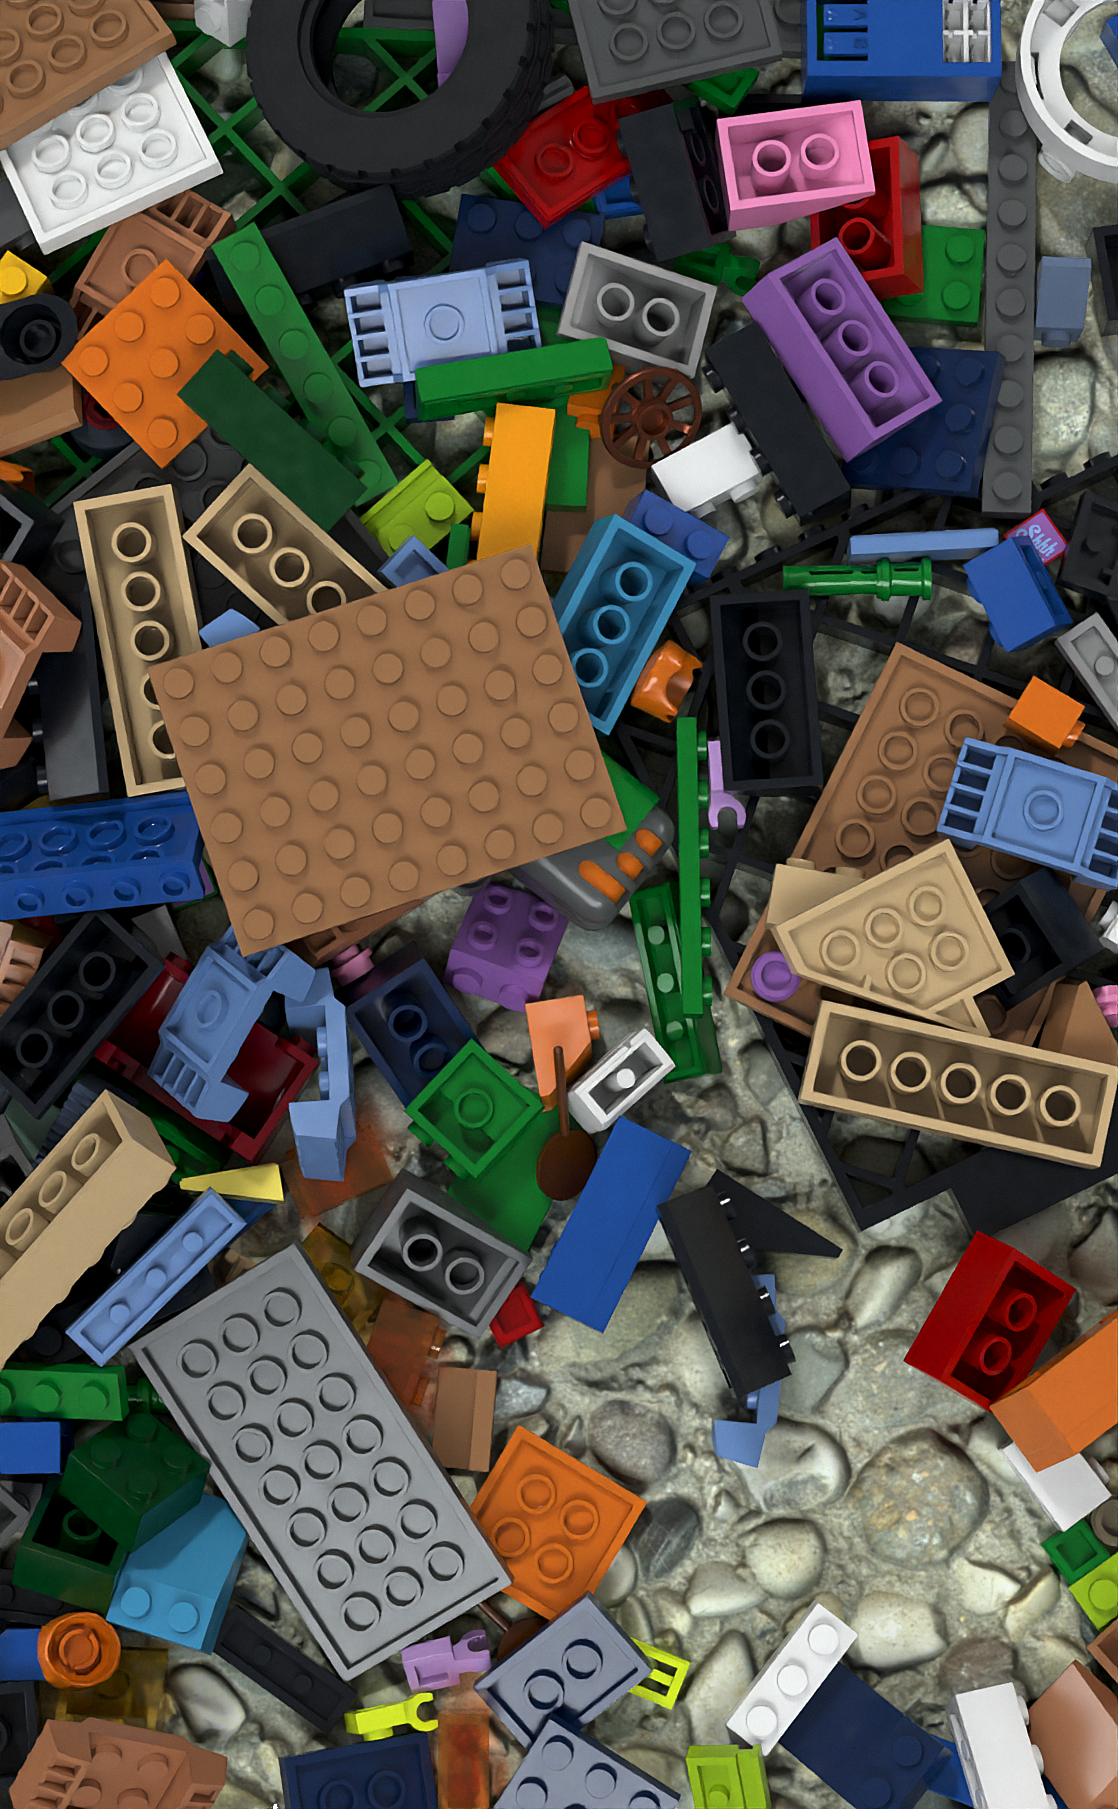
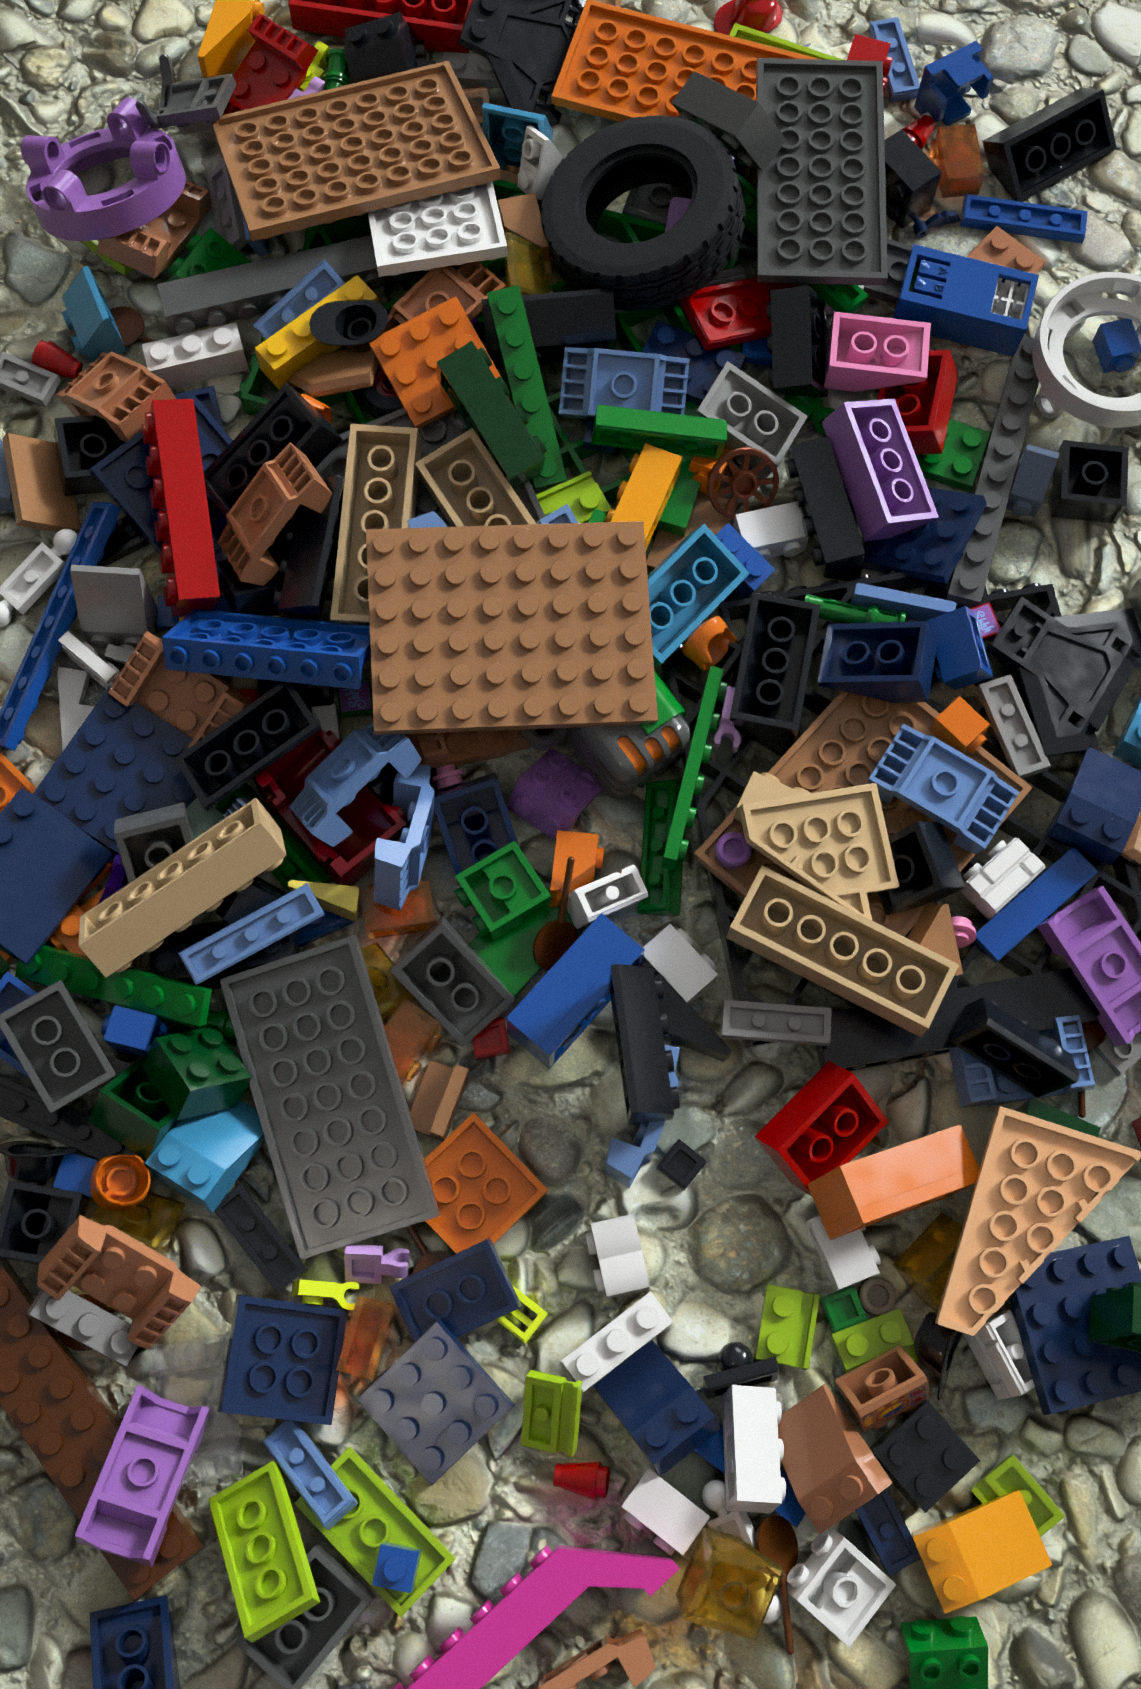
camera: 10 degrees right, 10 degrees down
(224, 96) = (523, 218): none -> medium nougat slope
(256, 179) = (526, 266): none -> clear yellow slope
(740, 1146) = (679, 963): none -> white brick
(763, 1564) = (619, 1256): none -> white brick
(814, 1416) = (681, 1164): none -> black tile
(893, 1199) = (776, 1022): none -> light grey plate
(909, 647) = (880, 660): none -> dark blue slope
(959, 1670) = (739, 1368): none -> black tile
(1007, 1593) = (787, 1326): none -> lime plate

